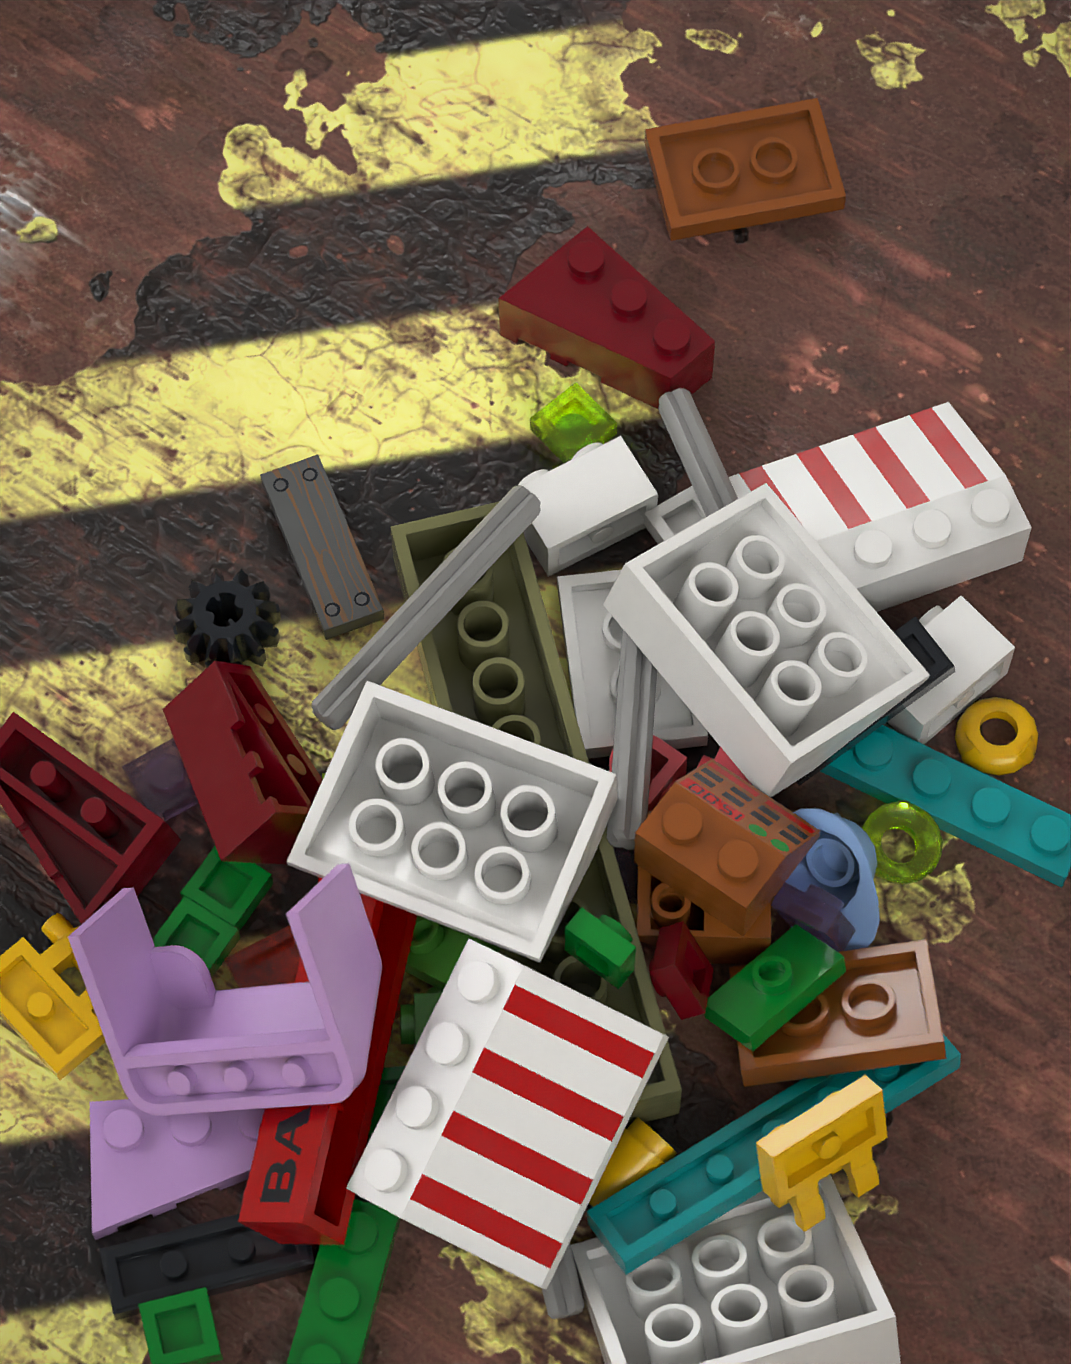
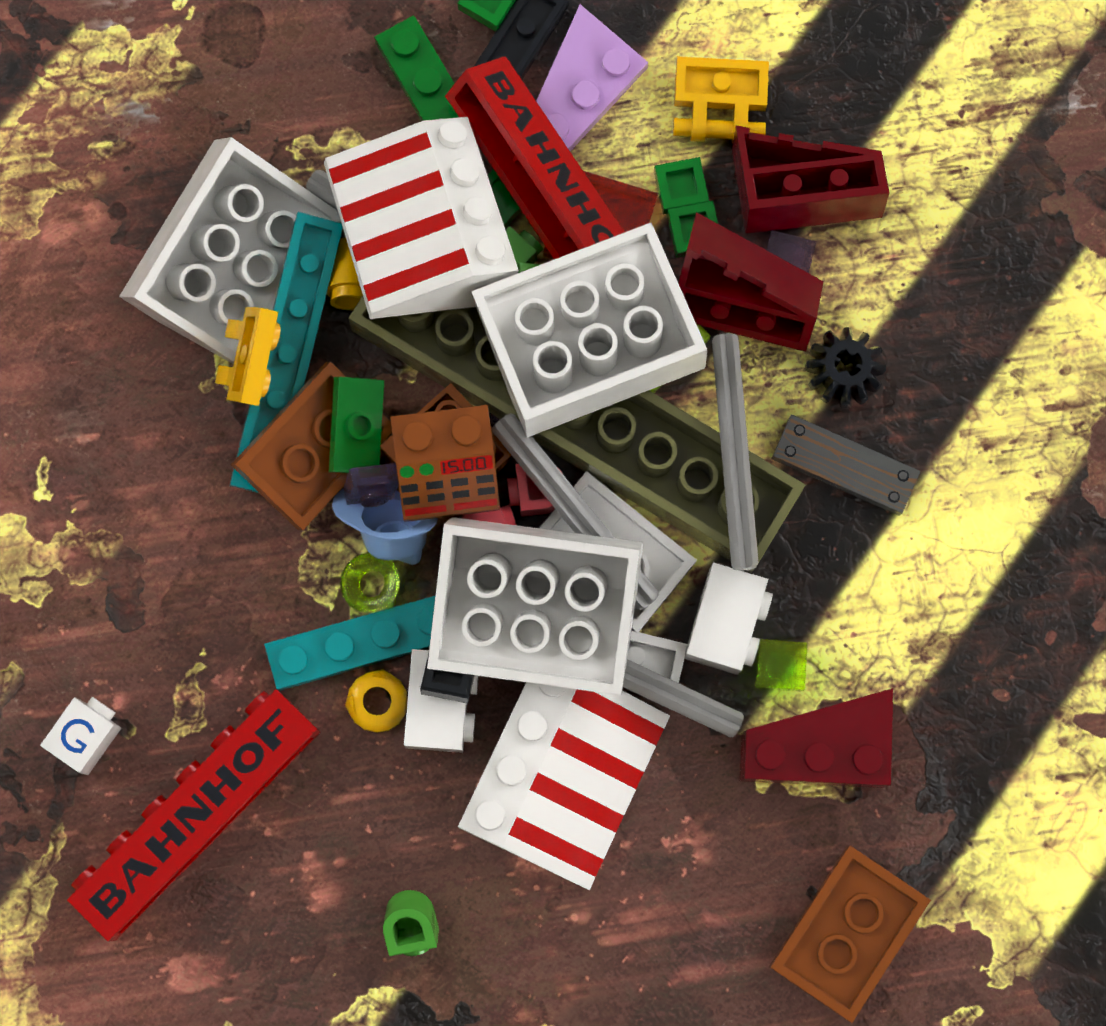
camera: 130 degrees right, 15 degrees up
(238, 1048) = (607, 129): lavender windscreen -> none
(601, 946) = (454, 343): green plate -> none
(681, 971) = (408, 383): dark red plate -> none

